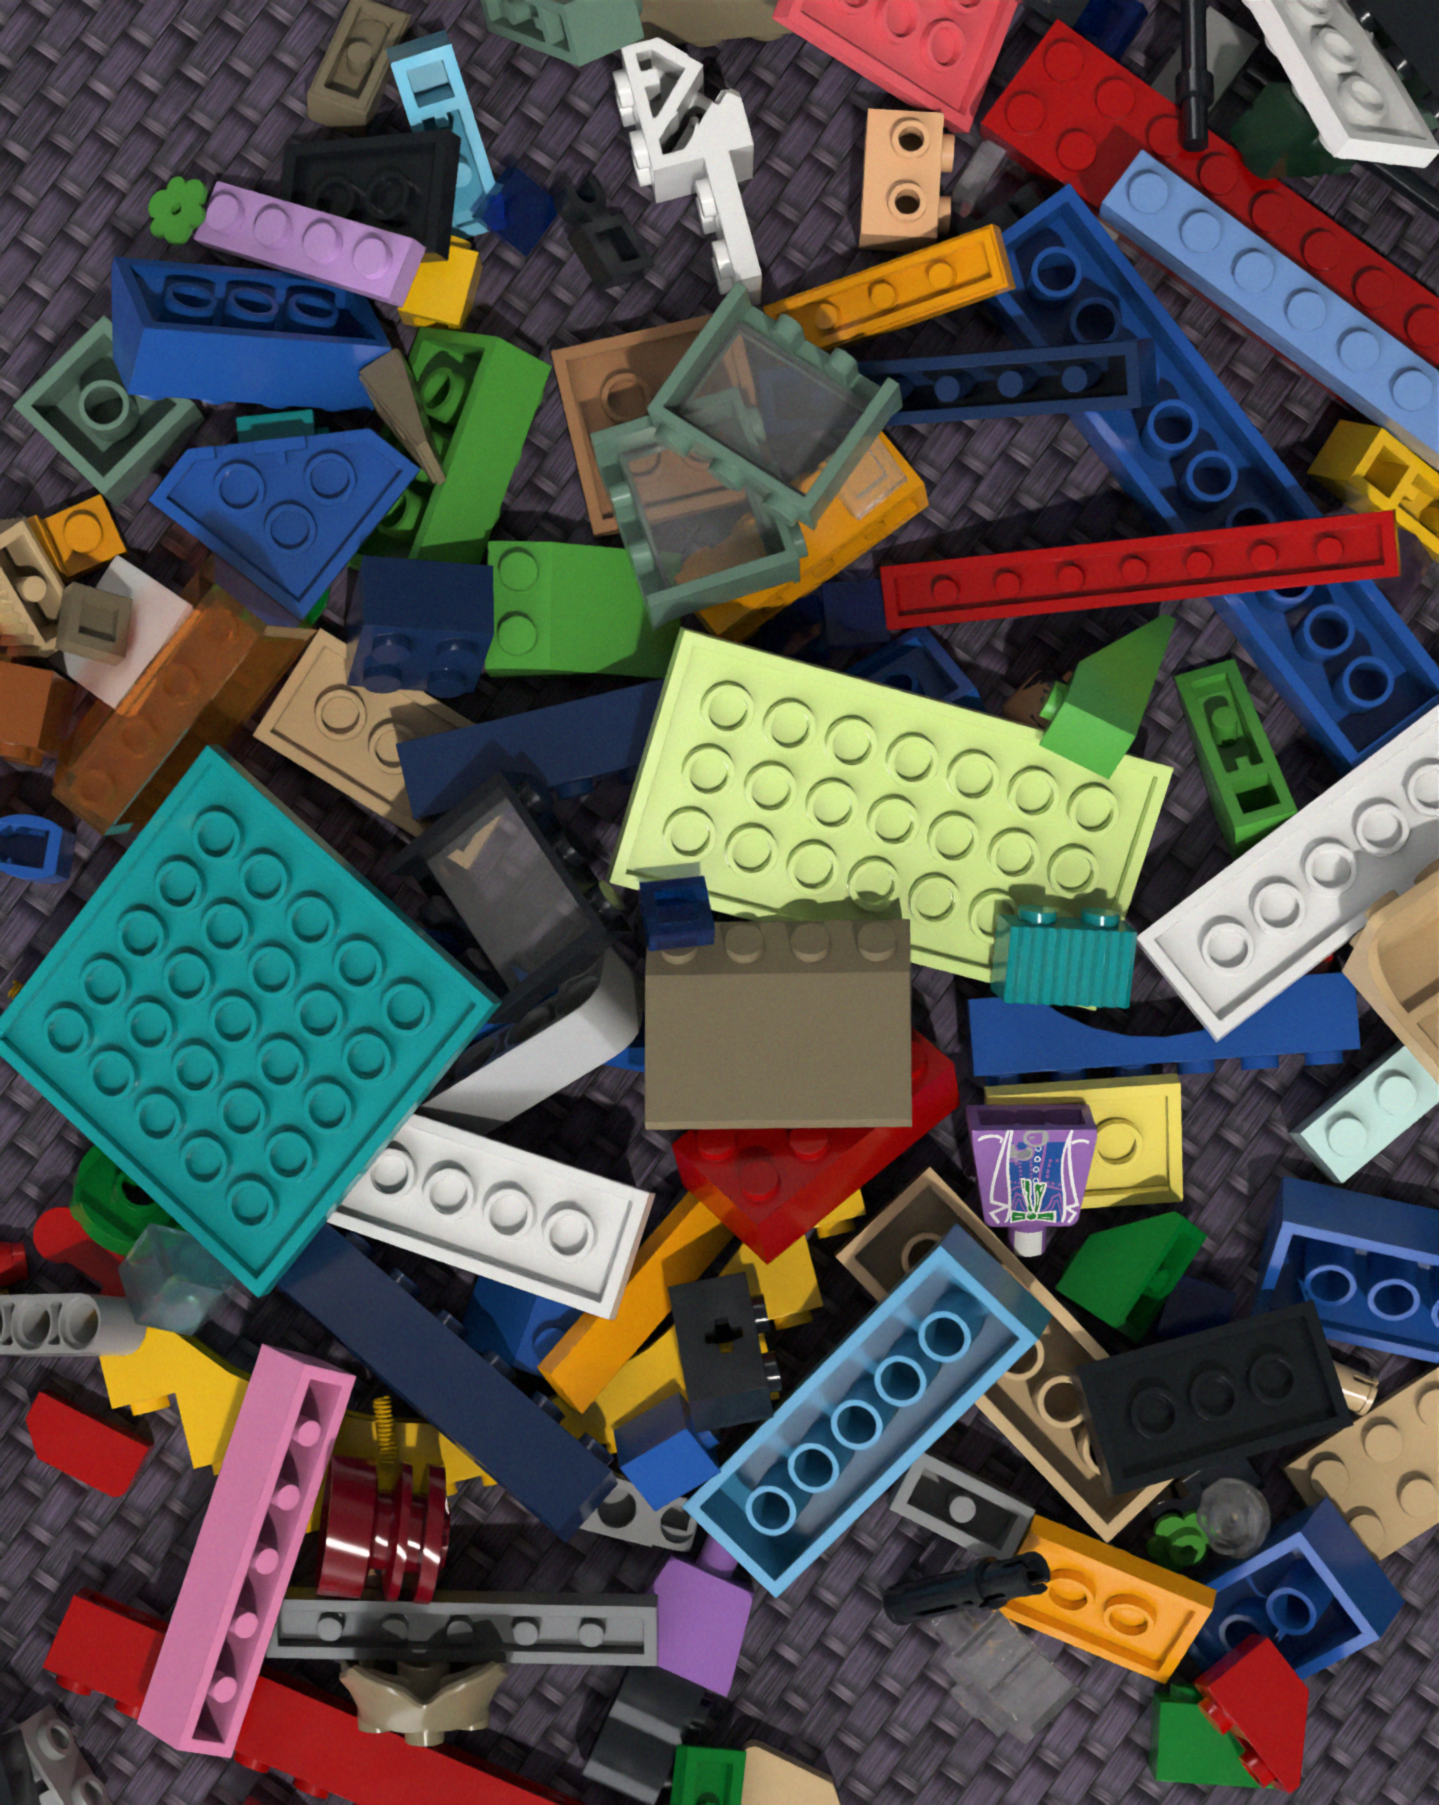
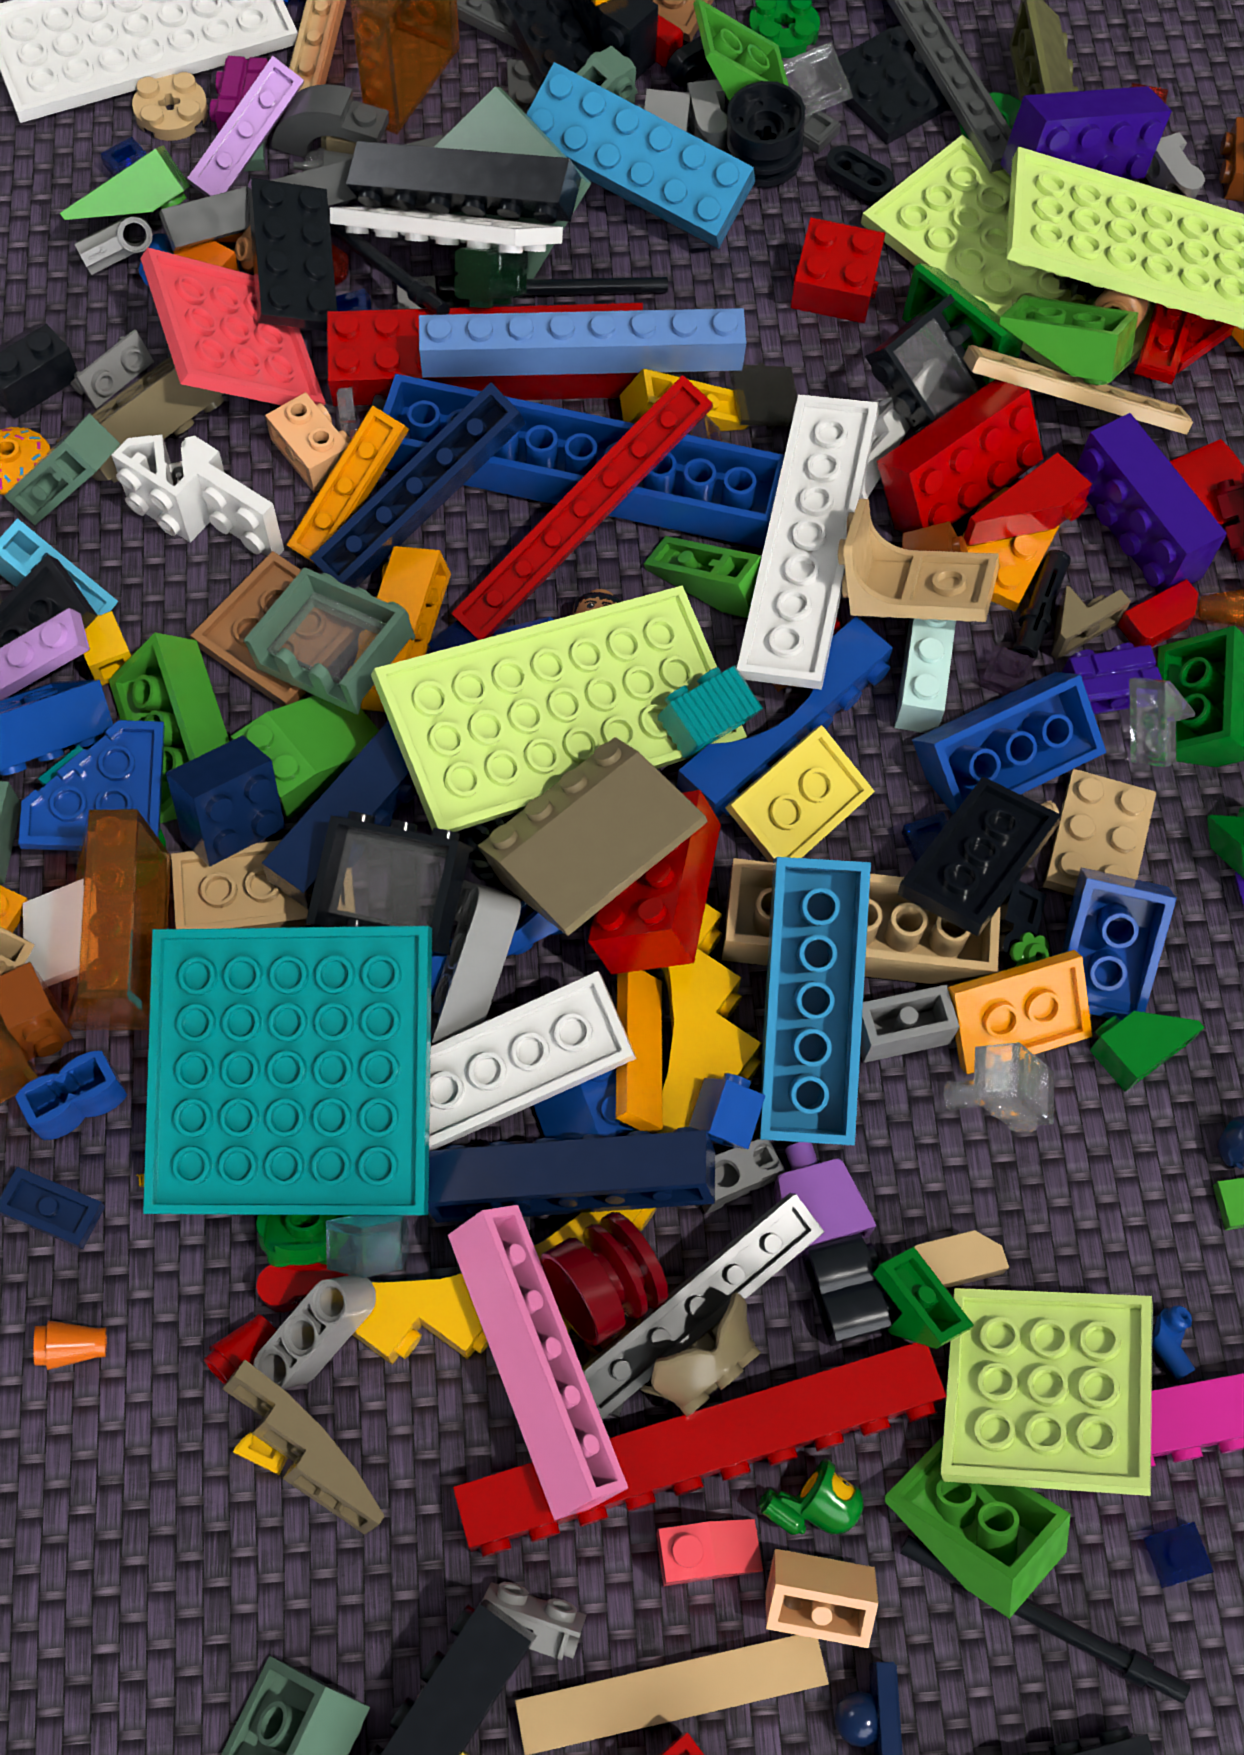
camera: 45 degrees left, 20 degrees down
(86, 1444) = (389, 1401): red piece -> none
(94, 623) = (36, 930): dark tan plate -> none
(382, 1429) = (555, 1225): yellow leg -> none
(402, 409) = (131, 702): dark tan slope -> none
(516, 211) = (117, 588): clear blue plate -> none
(602, 241) = (179, 570): black plate -> none
(676, 913) = (489, 816): clear blue plate -> none
(729, 1385) = (710, 1027): black brick -> none
(771, 410) = (331, 556): window -> none
(871, 481) = (404, 561): clear tile -> none
(983, 1585) = (956, 1040): black pin -> none
(1031, 1167) = (784, 818): medium lavender torso -> none
(1105, 699) = (621, 574): bright green slope -> none
(1131, 1270) = (882, 834): green slope -> none
(1234, 1517) = (1037, 922): clear plate -> none
(1264, 1708) = (1155, 989): red slope -> none

